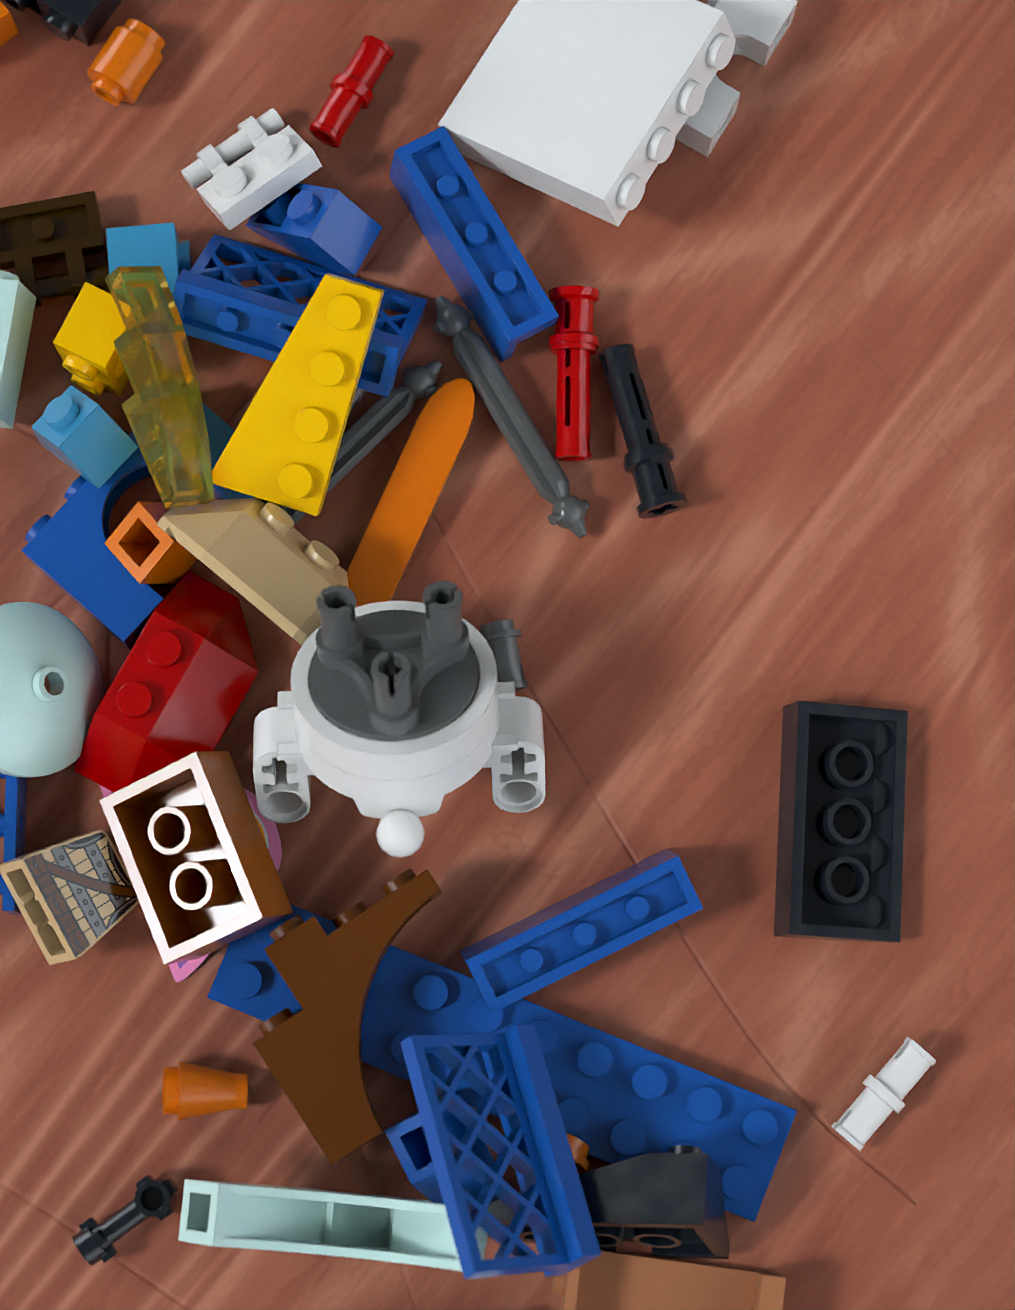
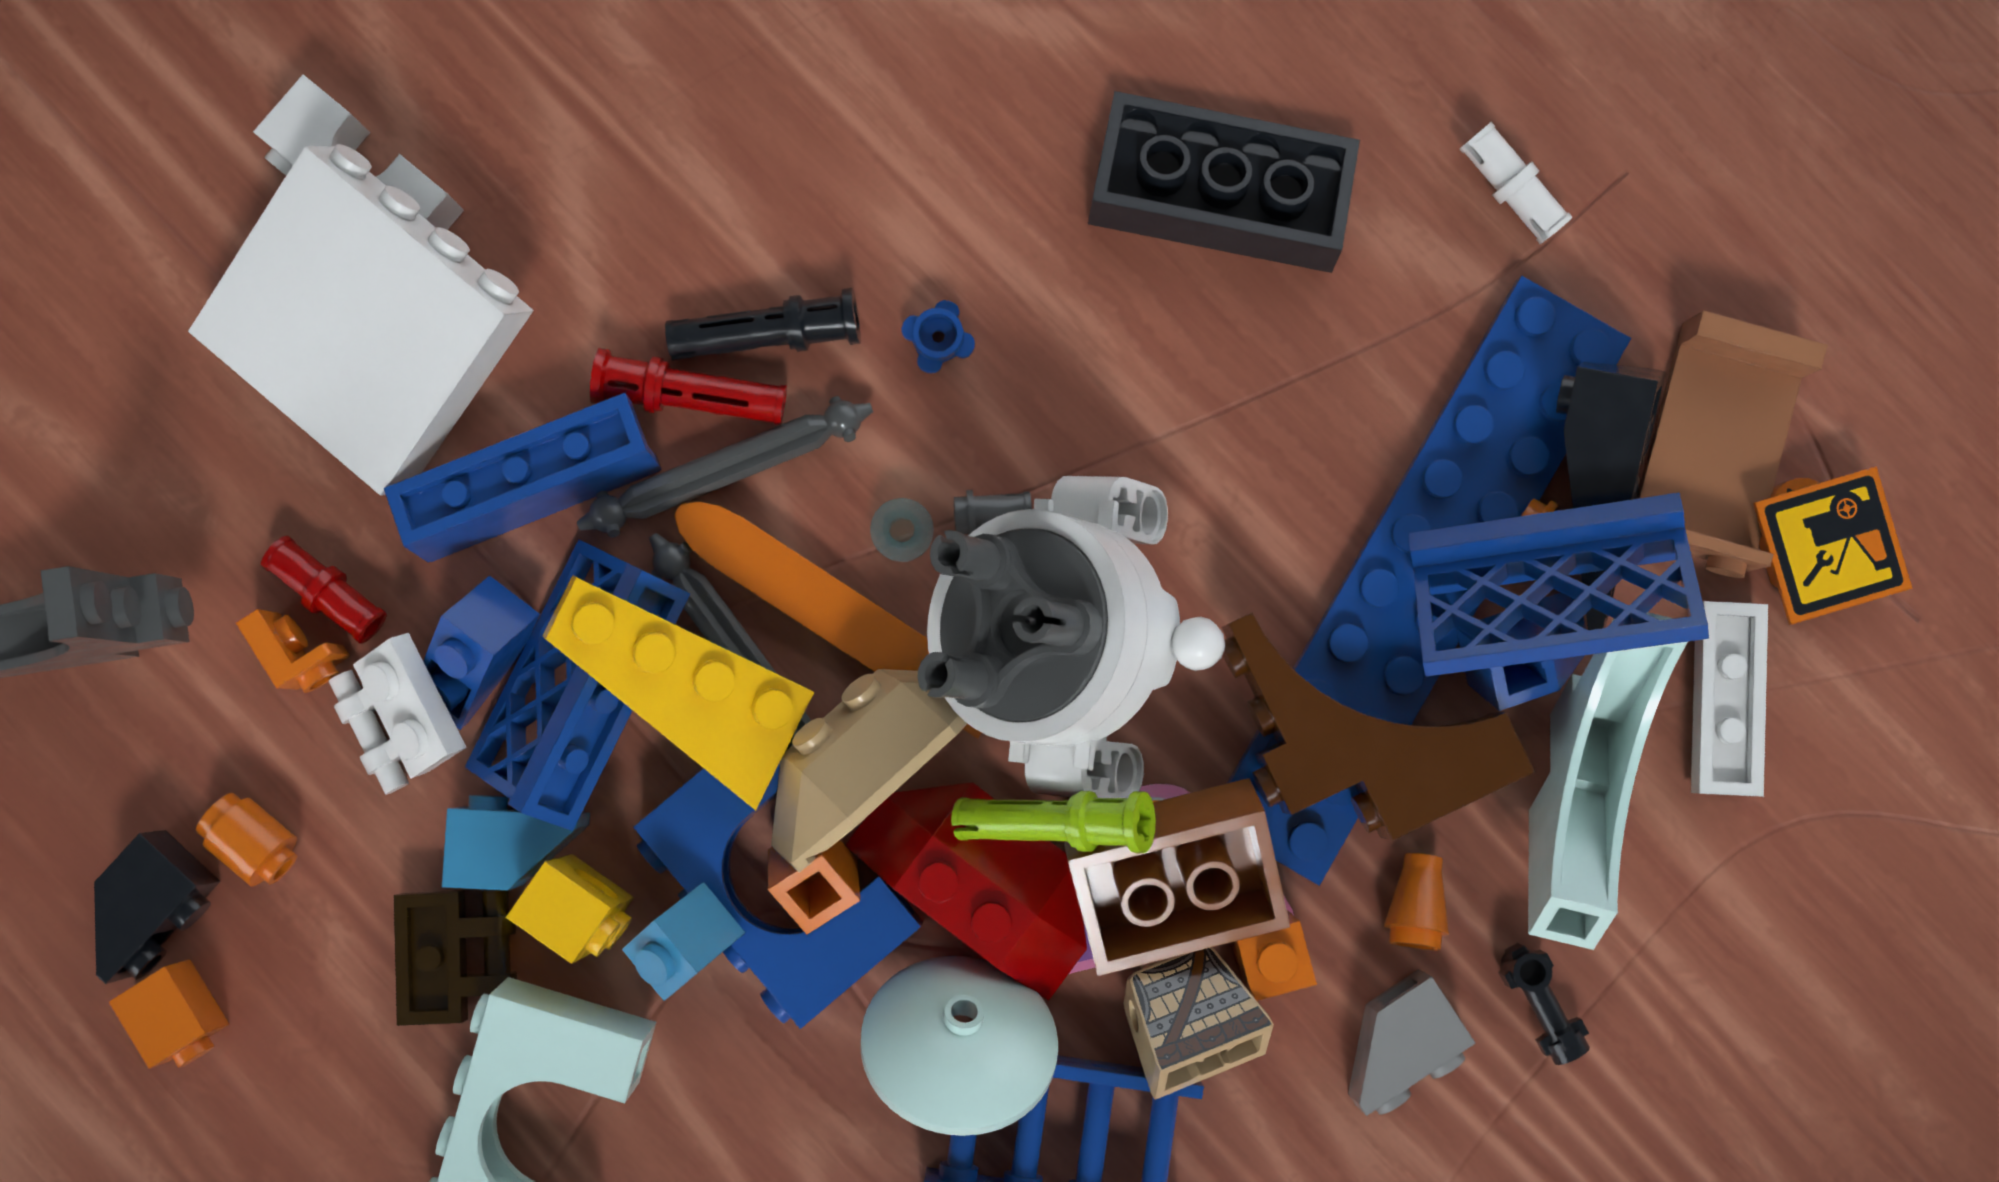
camera: 80 degrees left, 5 degrees up
(79, 1093) = (1403, 1040): none -> light grey slope
(134, 961) = (1275, 961): none -> orange brick
(167, 398) = (660, 841): clear yellow slope -> none
(231, 757) = (1080, 821): none -> lime pin
(292, 63) = (280, 646): none -> orange bracket
(482, 562) = (890, 513): none -> clear light blue plate
(581, 929) = (1302, 471): blue panel -> none
(661, 570) = (943, 319): none -> blue plate

